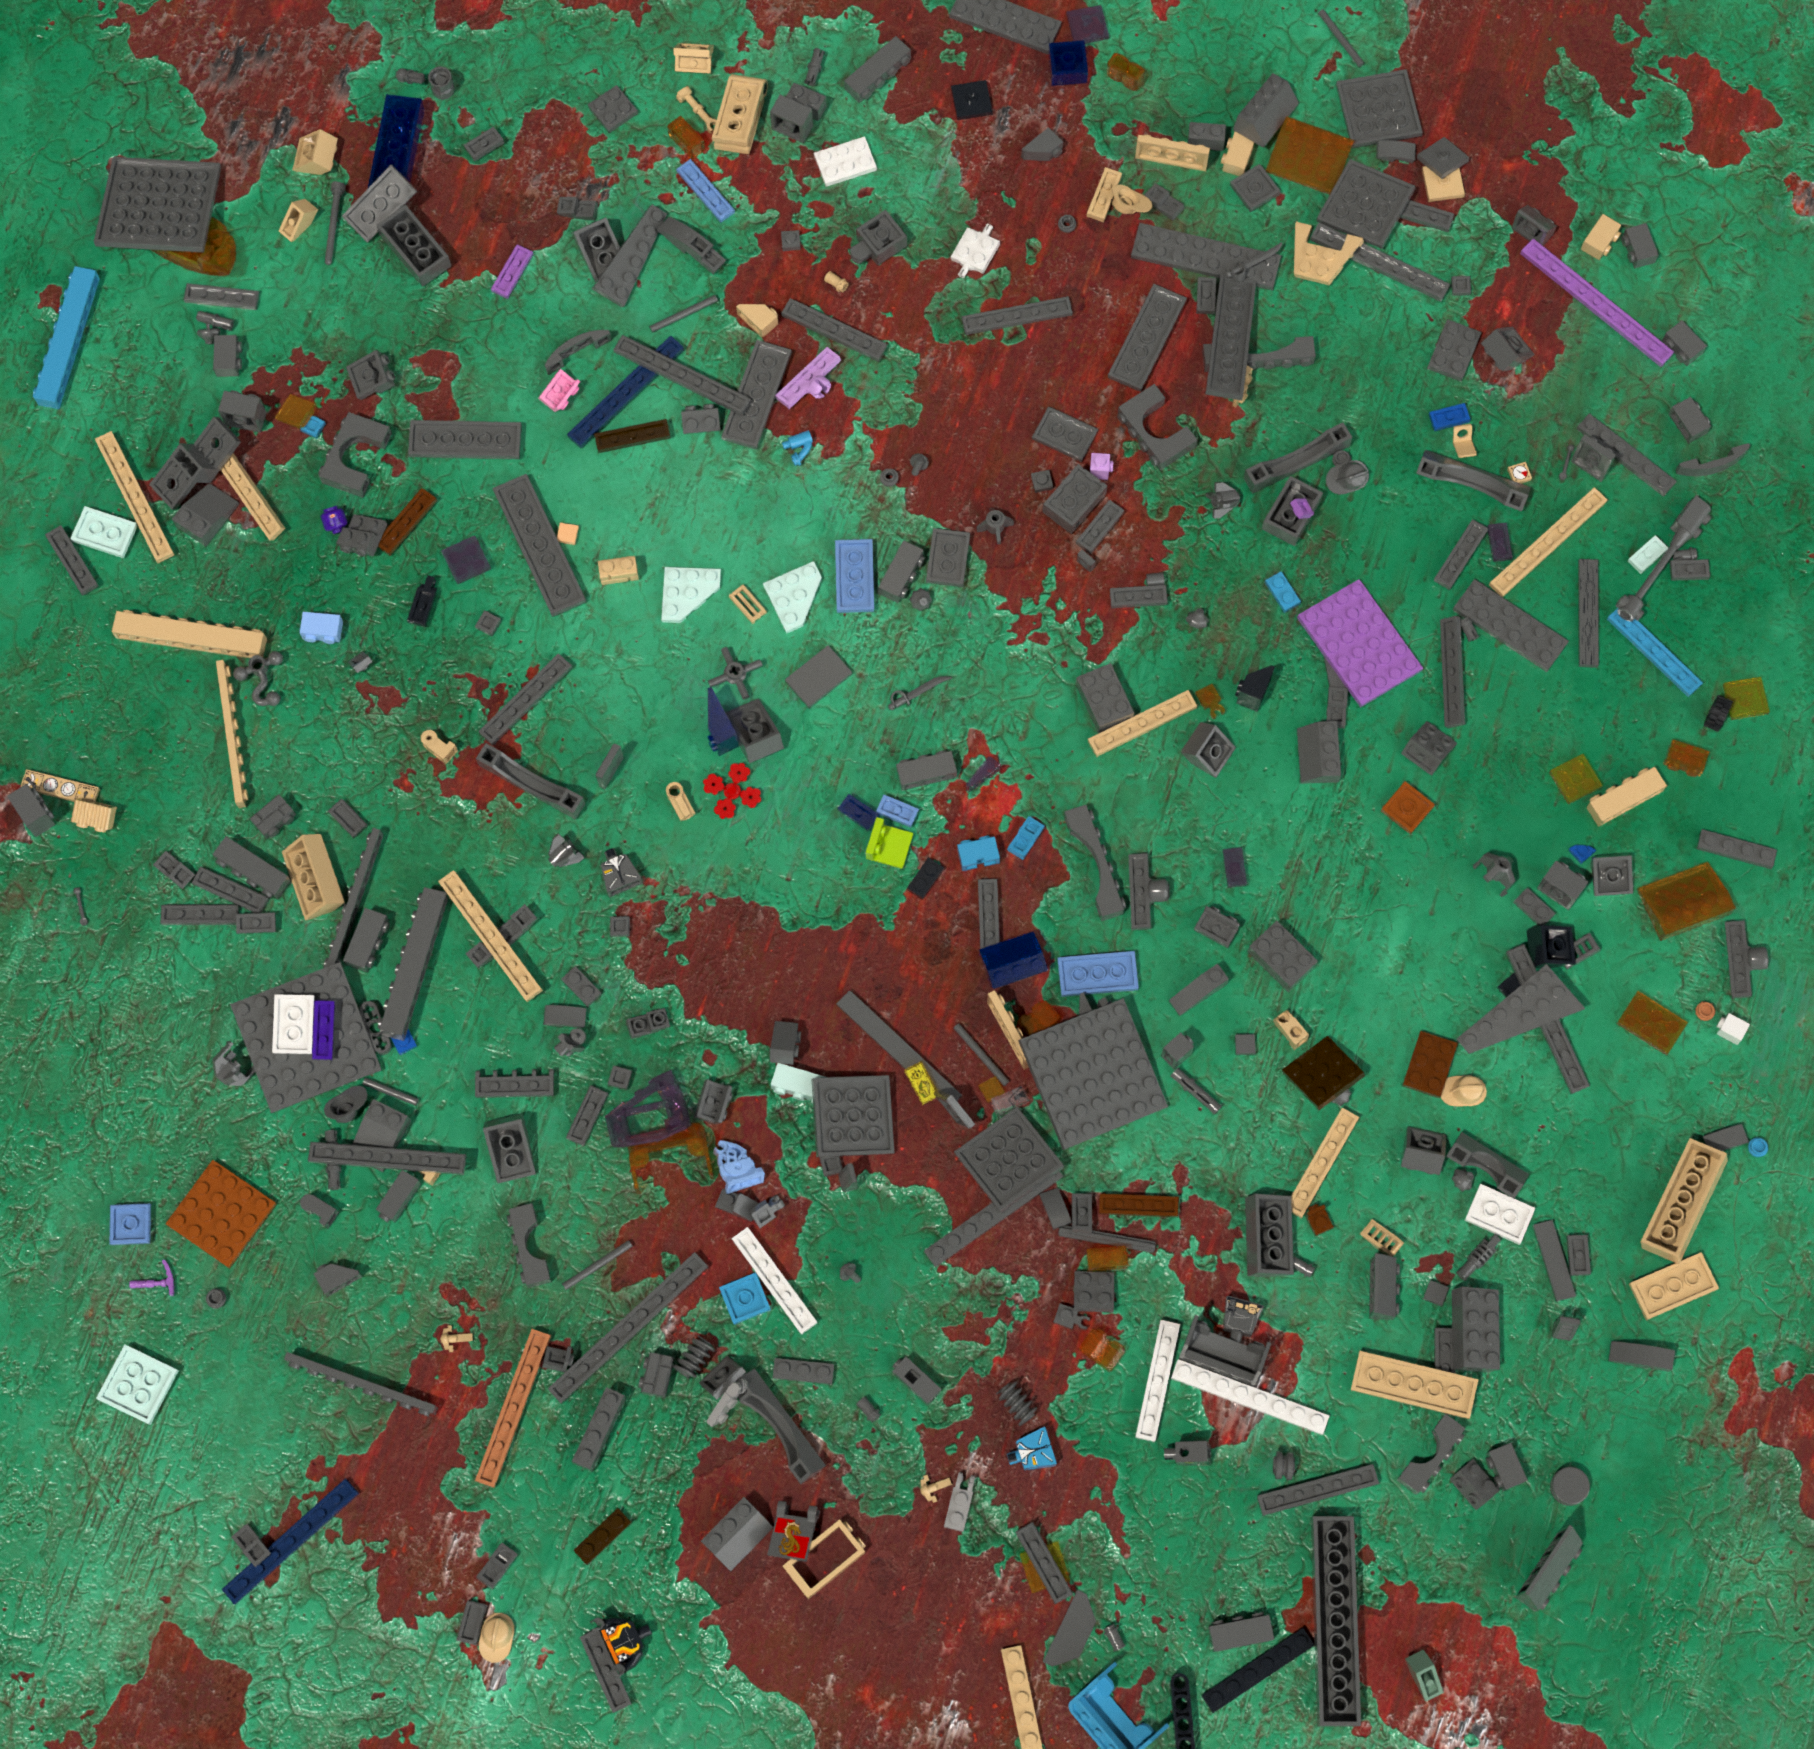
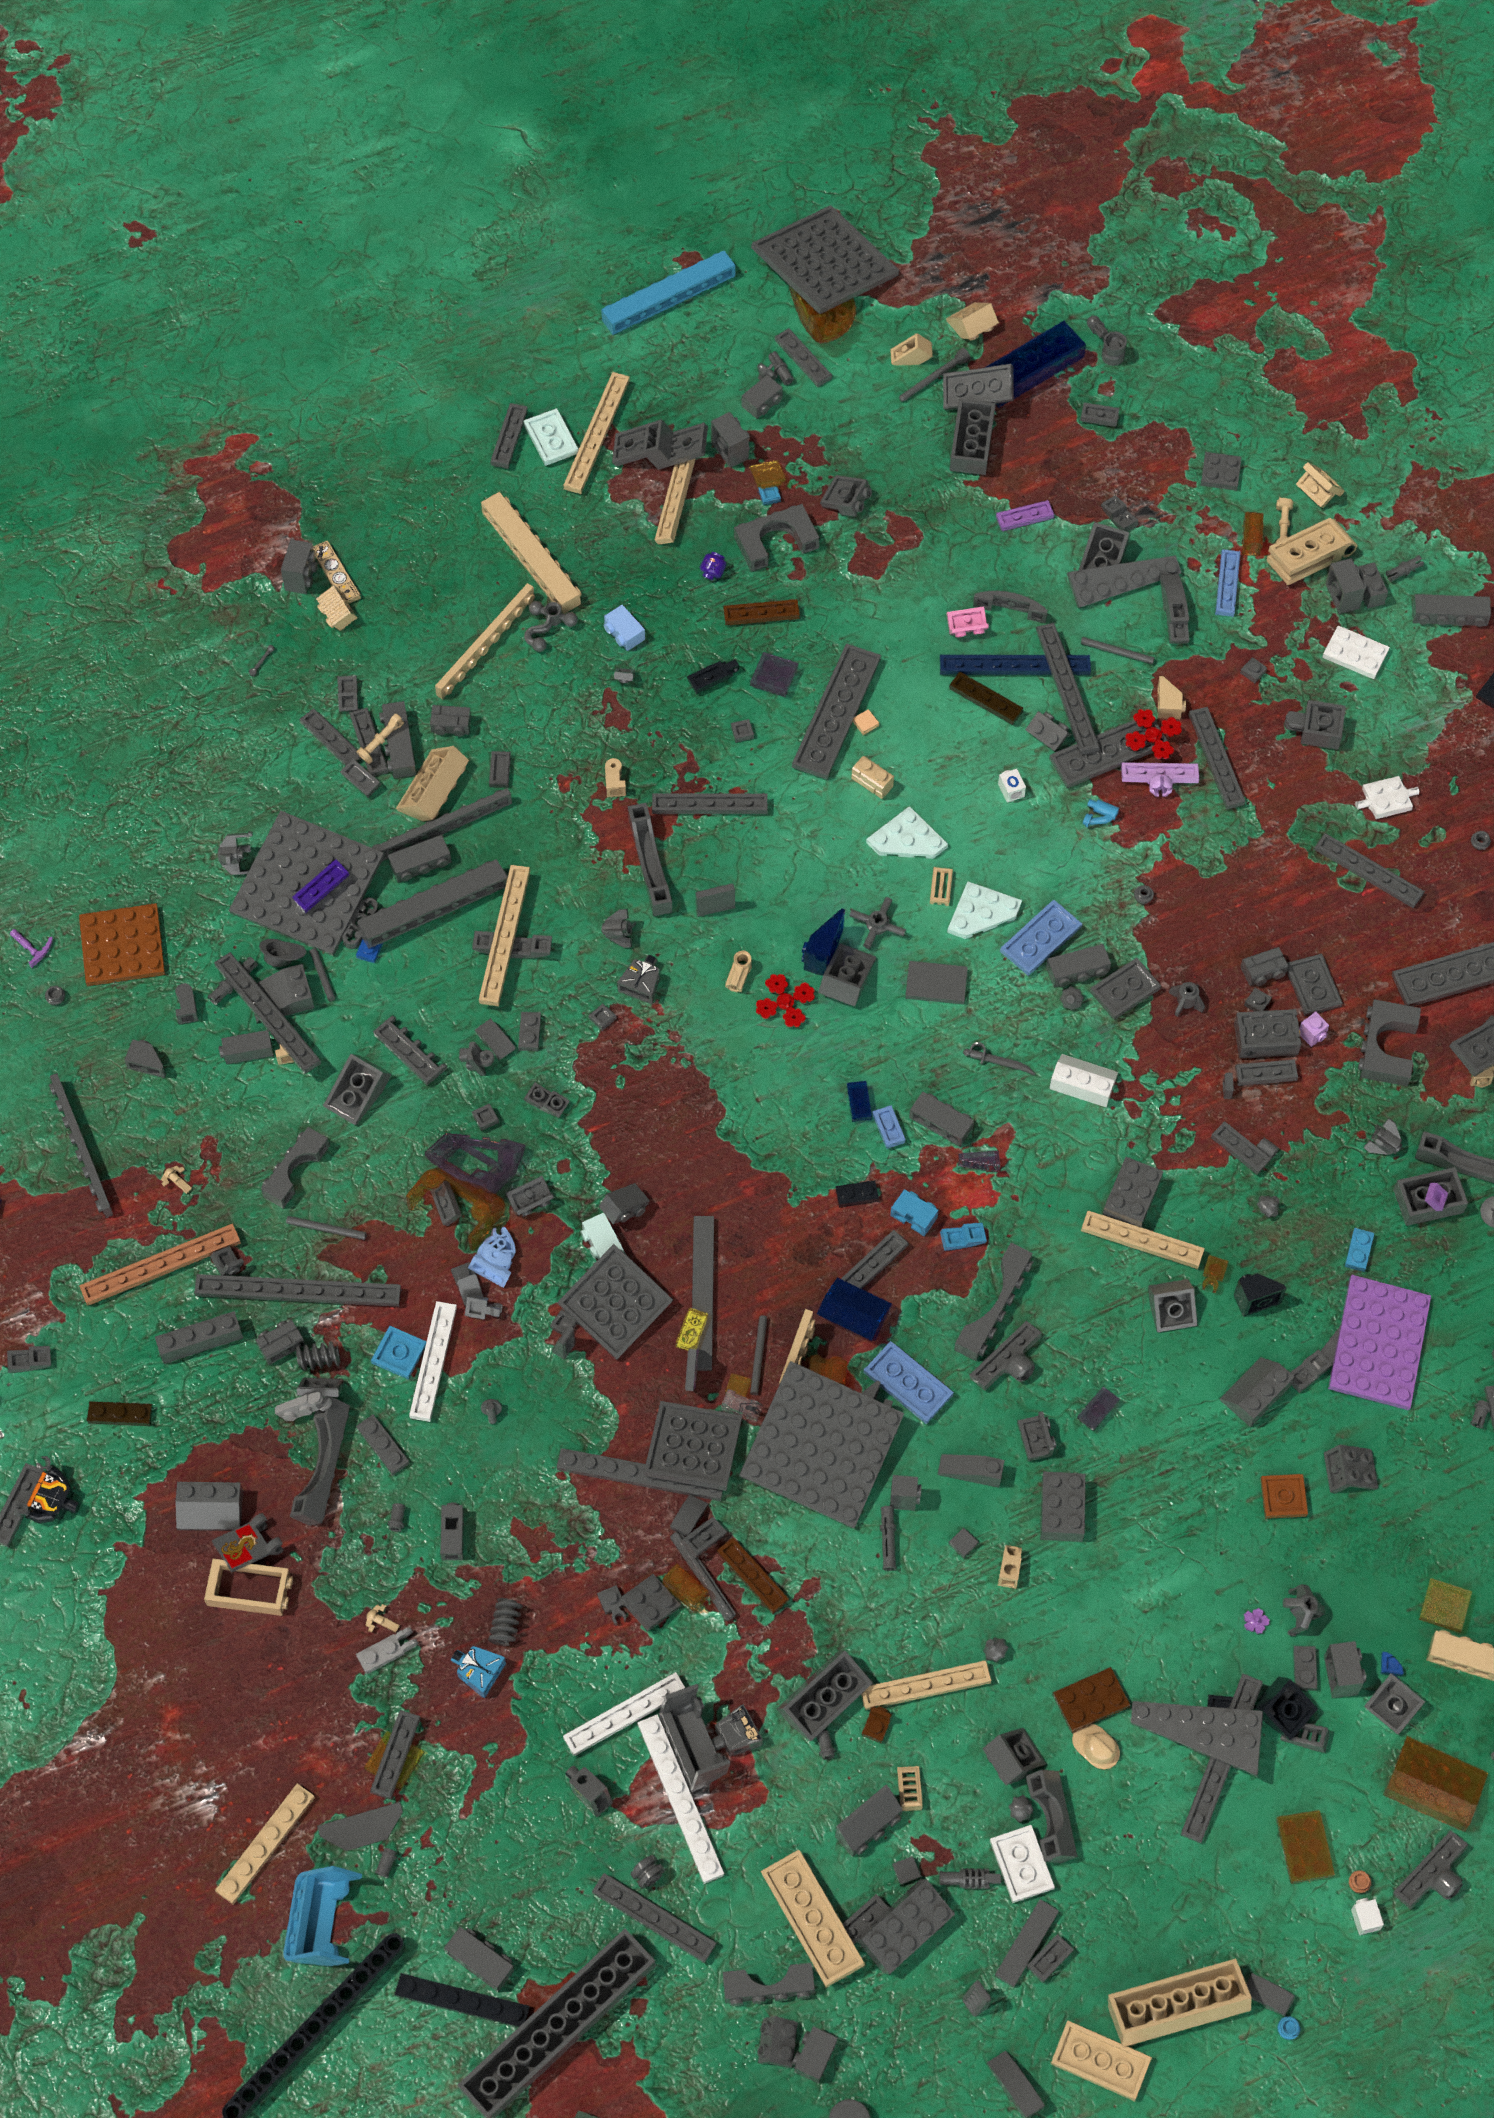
camera: 45 degrees right, 10 degrees down
(130, 1224) = (57, 892): medium blue plate -> none
(205, 514) = (631, 485): dark grey slope -> none
(241, 902) = (394, 723): none -> tan piece
(293, 1024) = (304, 861): white plate -> none
(361, 535) = (719, 593): dark grey plate -> none
(464, 439) = (864, 595): dark grey plate -> none
(587, 1115) = (434, 1121): dark grey tile -> none
(663, 1165) = (446, 1203): none -> dark grey plate
(718, 483) = (1011, 785): none -> white brick
(776, 354) = (1152, 734): none -> red plant
(837, 282) = (1256, 729): tan pin -> none
(888, 844) = (854, 1142): lime bracket -> none
(918, 462) = (1177, 904): dark grey plate -> none
(989, 649) = (1083, 1080): none -> white slope
(1021, 452) = (1264, 967): none -> dark grey brick
(1101, 1350) = (608, 1649): clear orange brick -> none
(1323, 1073) = (998, 1620): dark brown plate -> none
(1452, 672) = (1431, 1432): dark grey plate -> none
(1474, 908) = (1256, 1621): none -> medium lavender plant

